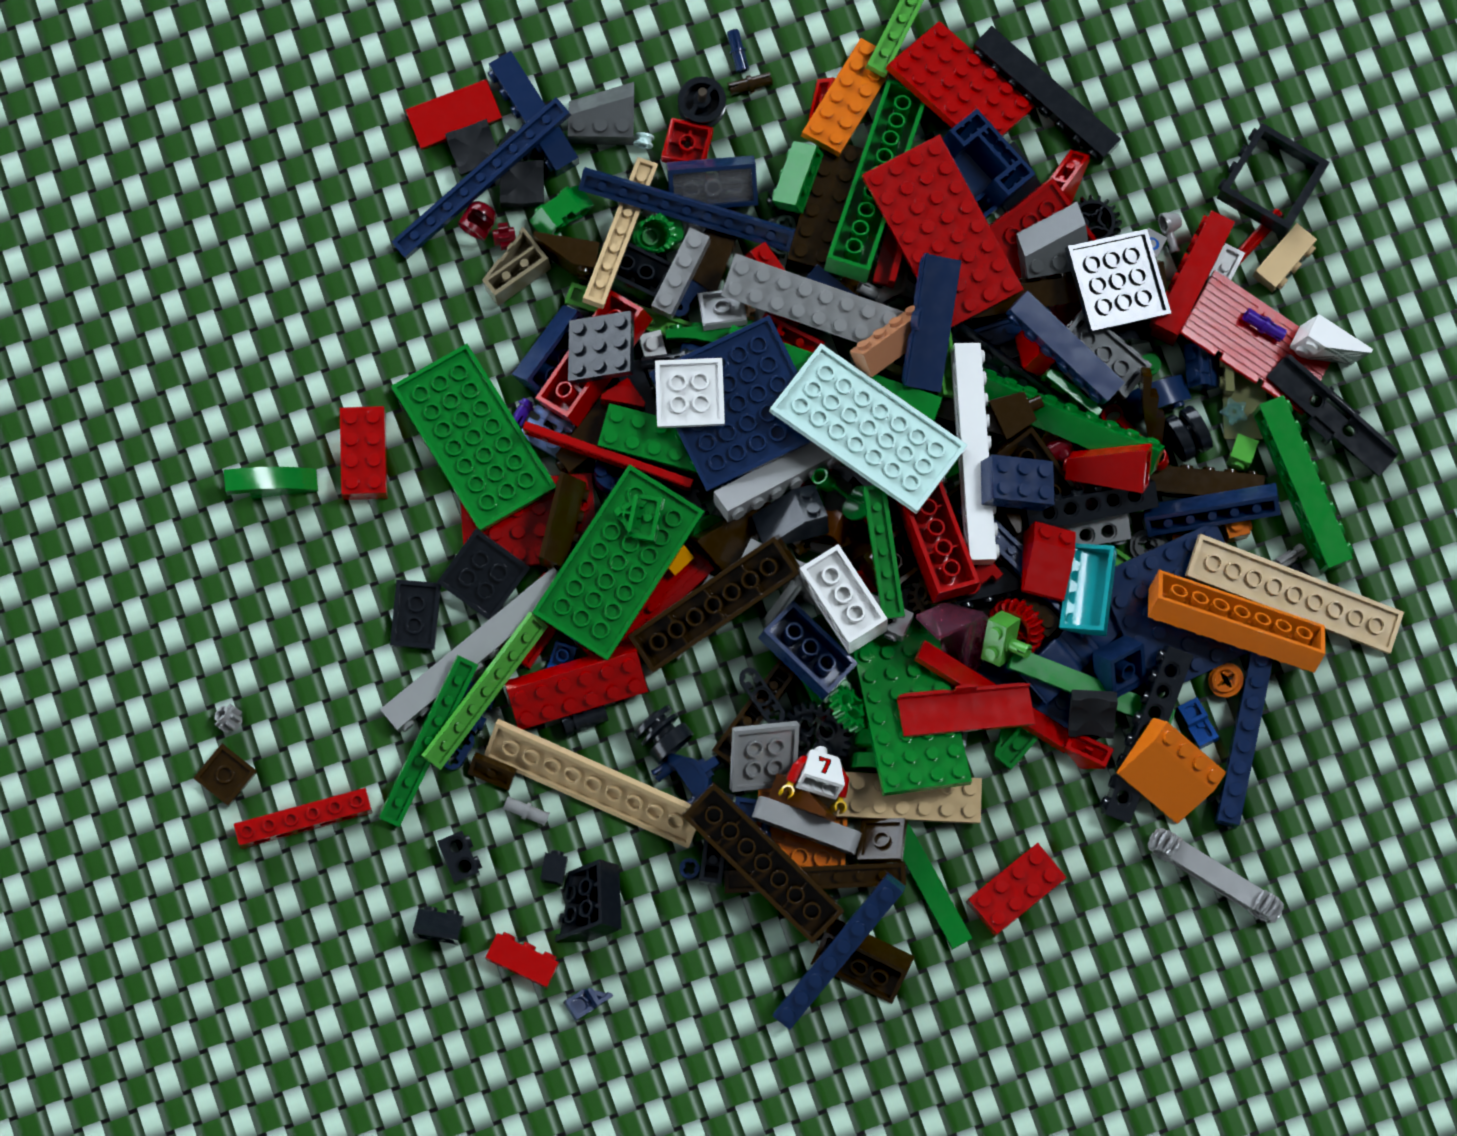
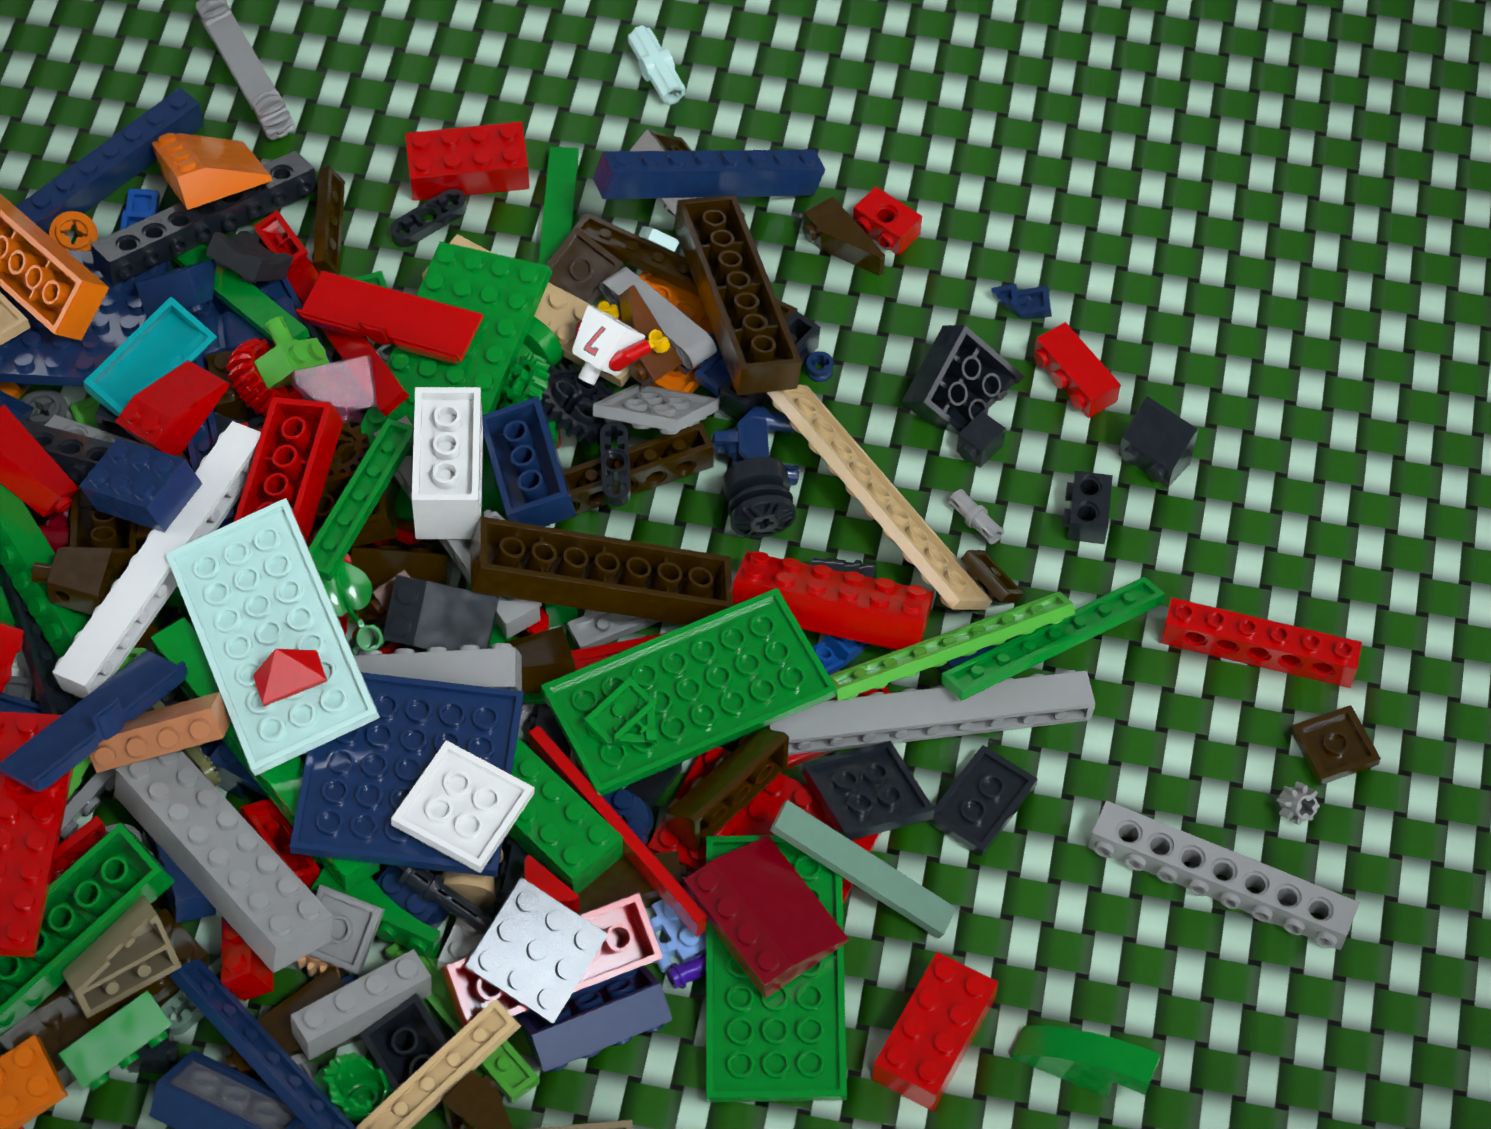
camera: 145 degrees left, 20 degrees down
(284, 649) = (1240, 871): none -> light grey brick
(455, 516) = (863, 869): none -> sand green tile
(493, 454) = (764, 914): none -> dark red slope
(722, 1017) = (887, 220): none -> red brick
(739, 979) = (841, 236): none -> dark brown slope
(821, 213) = (122, 960): none -> dark tan wedge
(834, 403) = (288, 673): none -> slope
(846, 893) = (659, 238): none -> light aqua tile
(946, 1051) = (656, 64): none -> light aqua piece
(1024, 821) = (424, 229): none -> black beam
(1072, 788) = (328, 221): none -> dark brown plate

